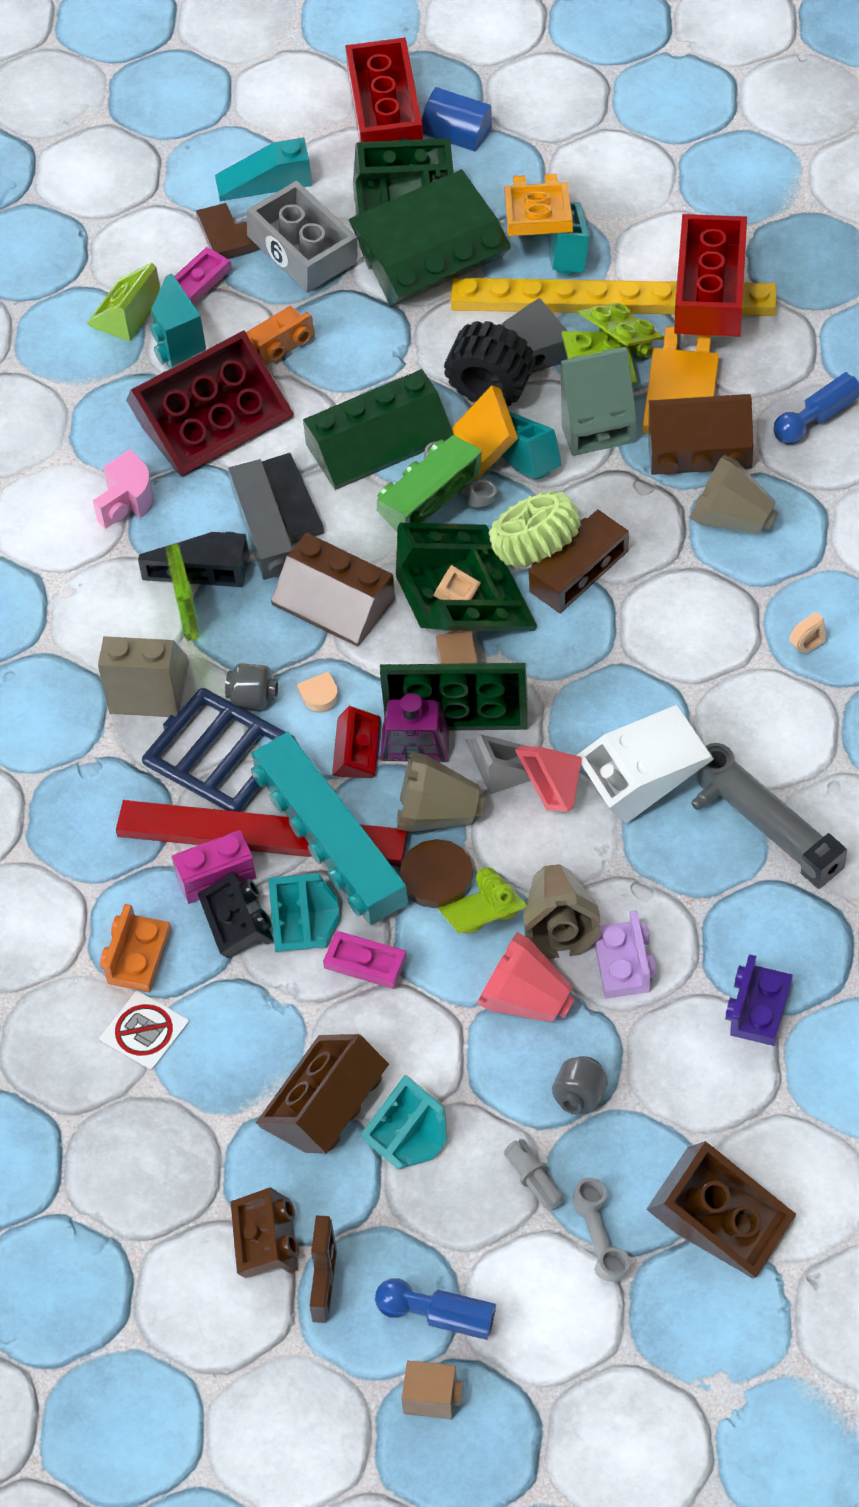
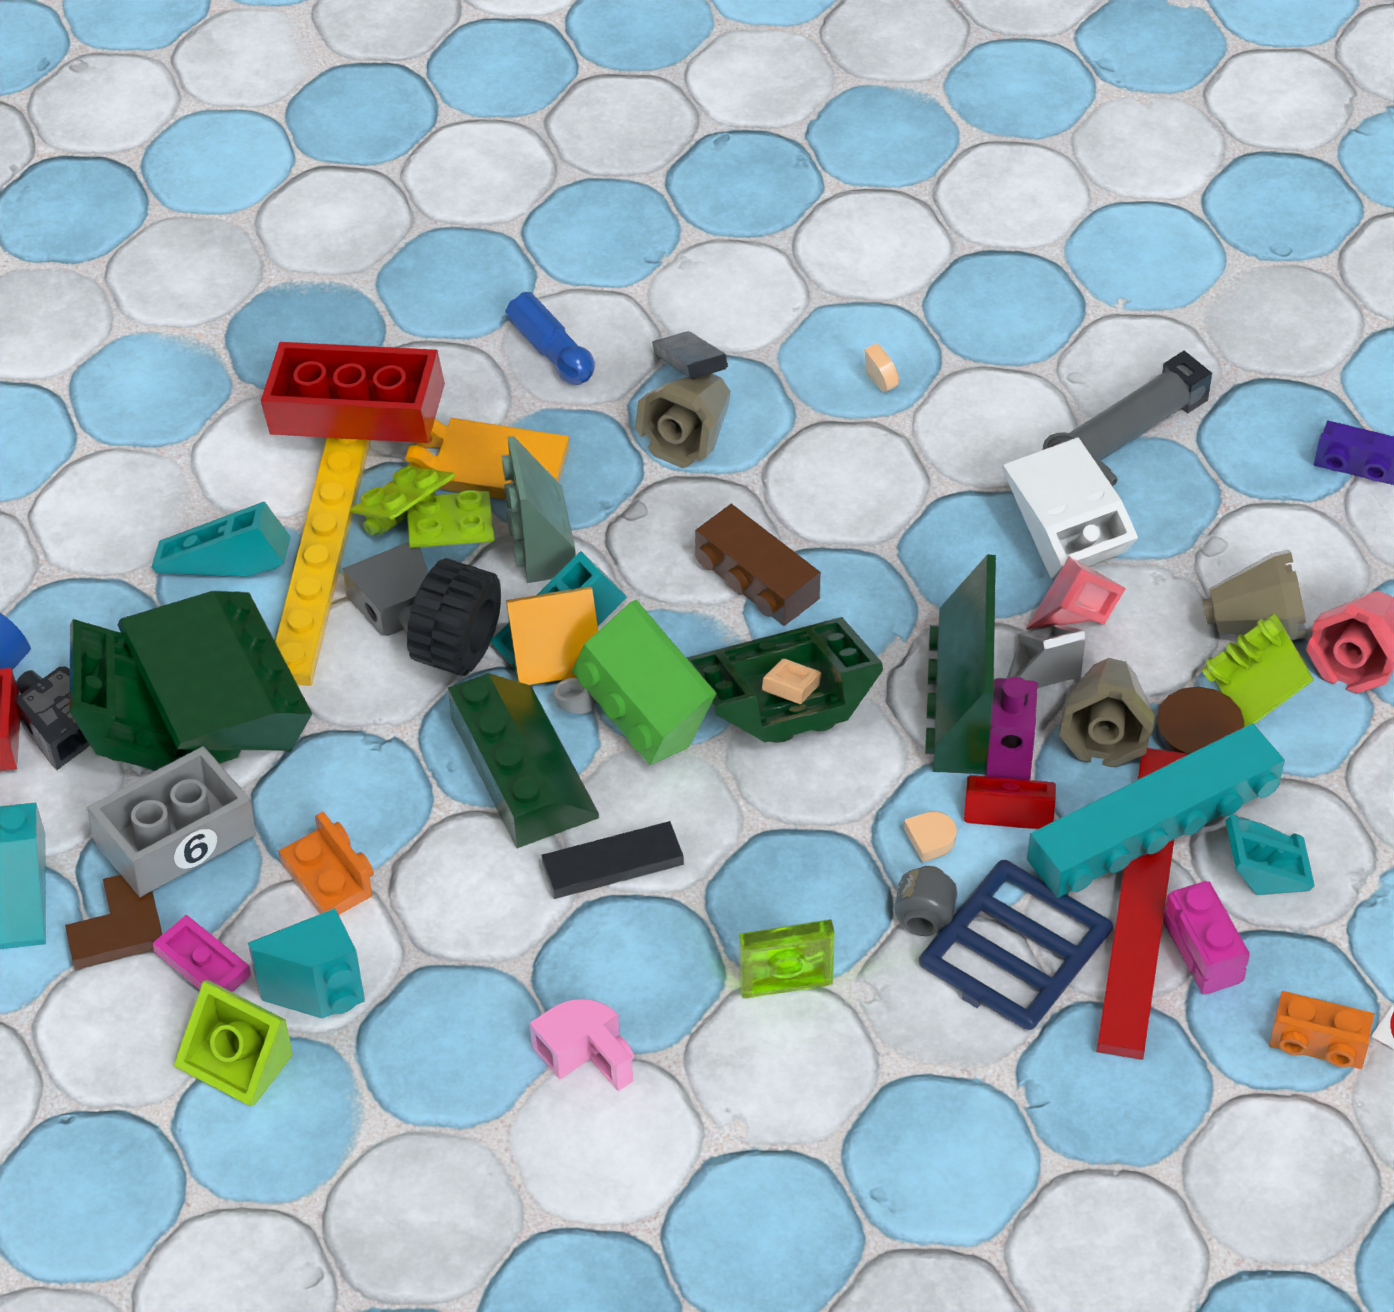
camera: 90 degrees left, 5 degrees down
(142, 676) = (911, 1002): dark tan slope -> none
(207, 559) = (713, 947): black slope -> none
(209, 404) = (443, 944): dark red slope -> none
(235, 914) = (1276, 920): black bracket -> none
(260, 517) = (655, 884): dark grey brick -> none
(333, 589) = (779, 809): slope -> none
(365, 959) = (1326, 792): dark pink plate -> none
(455, 648) = (899, 688): medium nougat brick -> none
(534, 528) = (735, 604): yellowish green gear -> none
(538, 207) = (186, 558): light orange tile -> none
(623, 958) = (1318, 553): lavender bracket -> none
(698, 431) = (593, 435): reddish brown slope -> none
(794, 491) = (690, 354): none -> tile

